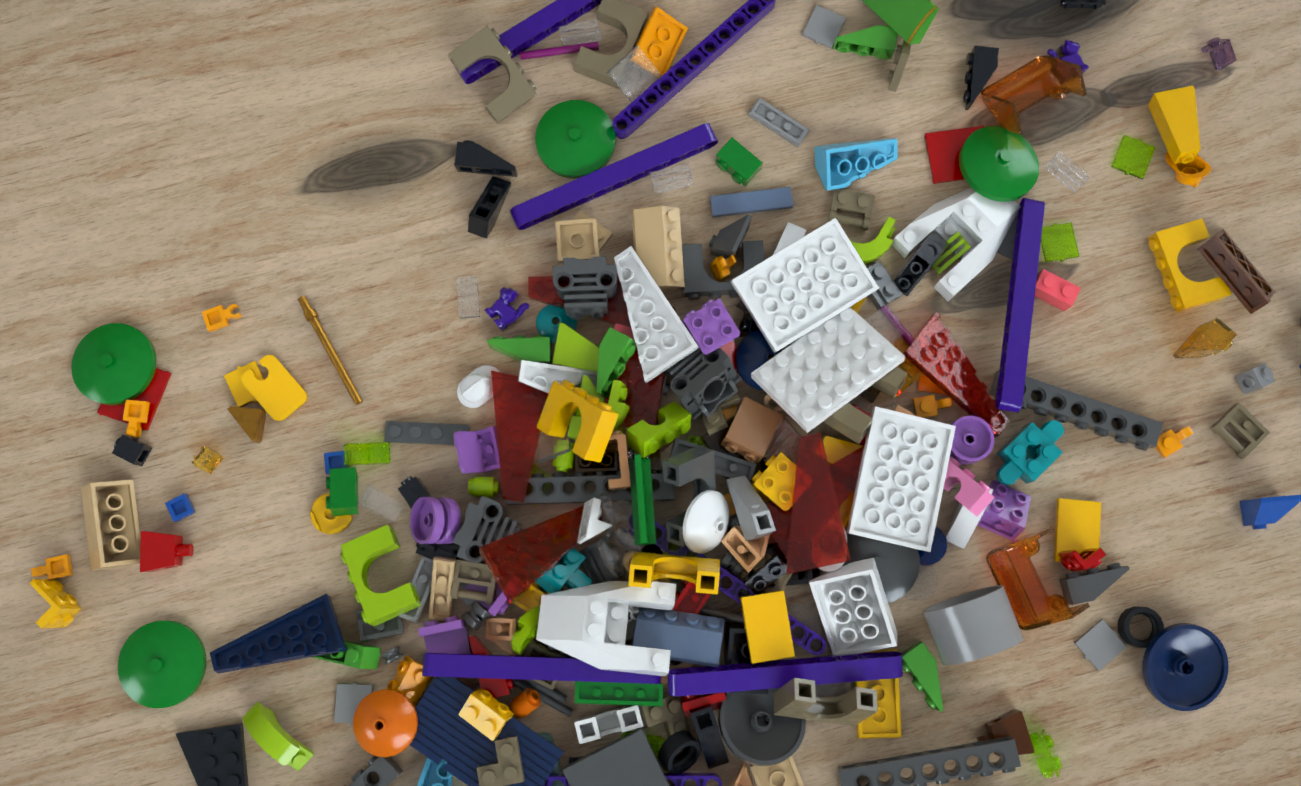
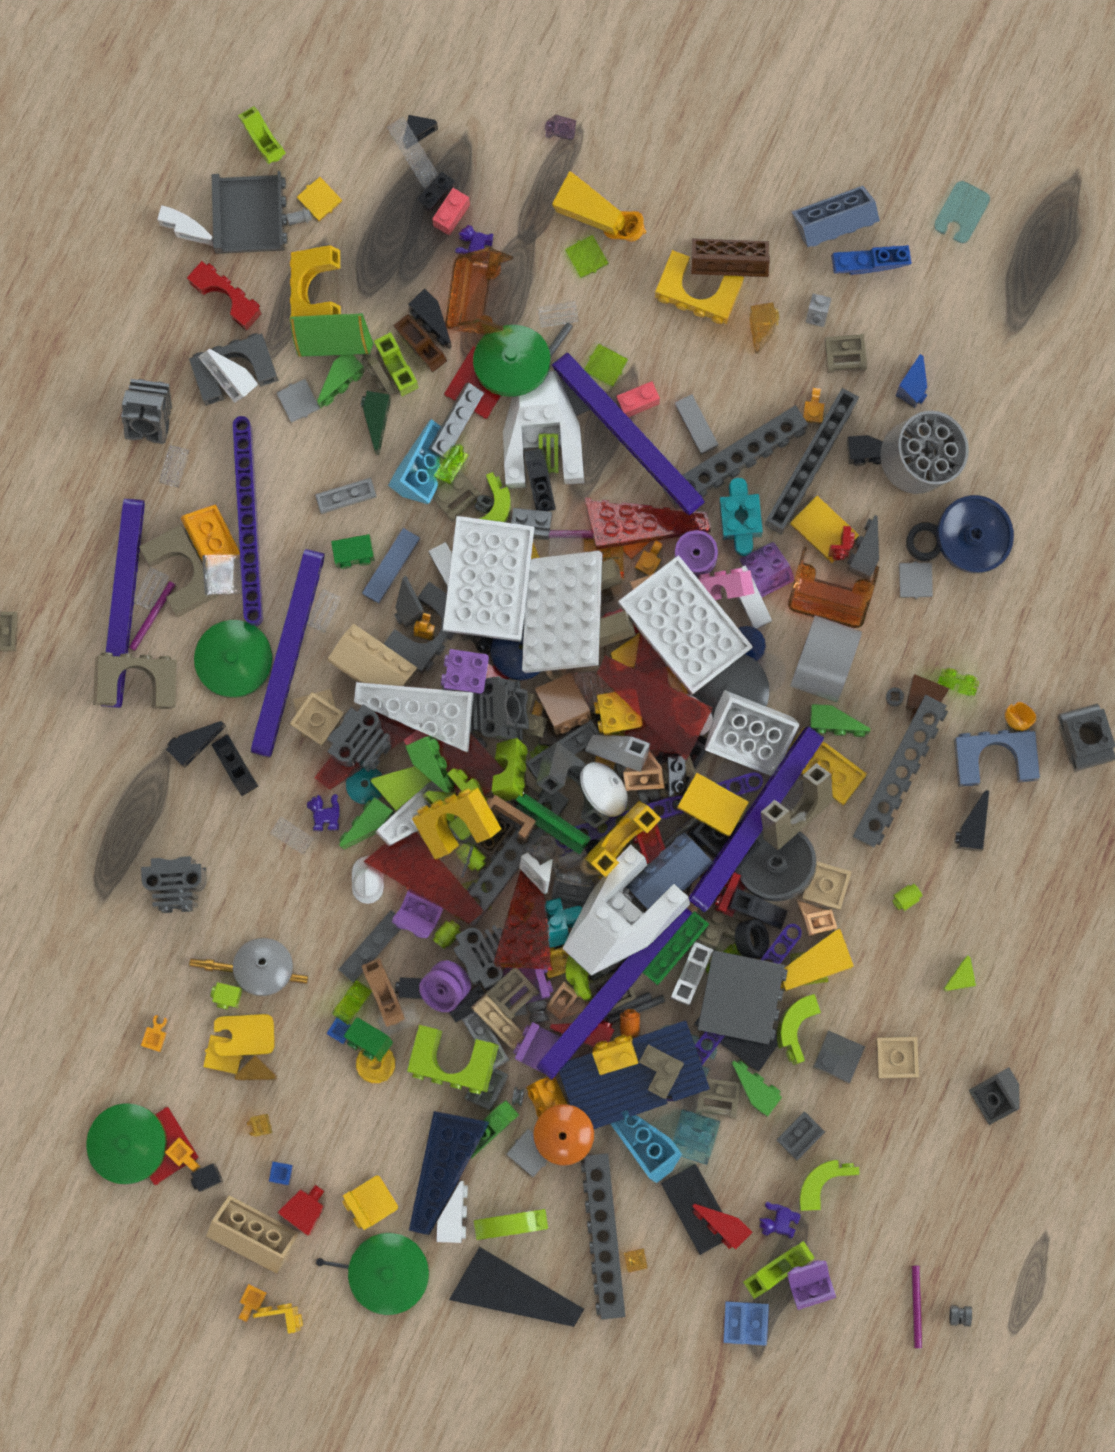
camera: 45 degrees left, 0 degrees up
(132, 599) = (320, 1262): none -> black hinge
(207, 601) = (370, 1202): none -> yellow bracket
(239, 684) = (450, 1223): none -> white slope
(294, 348) = (226, 995): none -> lime brick
(340, 371) = (266, 978): none -> light grey dish
(353, 233) = (174, 883): none -> dark grey piece
(395, 471) = (383, 992): none -> medium nougat arch
(863, 234) = (484, 504): none -> dark grey bush
(865, 92) = (376, 411): none -> dark green slope
(874, 183) = (451, 466): none -> clear neon green hinge
(912, 158) = (456, 420): none -> plate
(918, 75) = (395, 364): none -> lime arch
(950, 82) = (420, 343): none -> reddish brown slope
(990, 713) = (888, 697): none -> dark grey bush
(1049, 188) = (560, 337): none -> dark grey bar
(1073, 354) = (696, 424): none -> light grey tile
(1077, 21) = (451, 211): none -> coral brick
(1128, 474) = (811, 461): none -> dark grey brick
(1180, 520) = (864, 450): none -> black slope
(1244, 550) = (950, 448): none -> light grey wheel

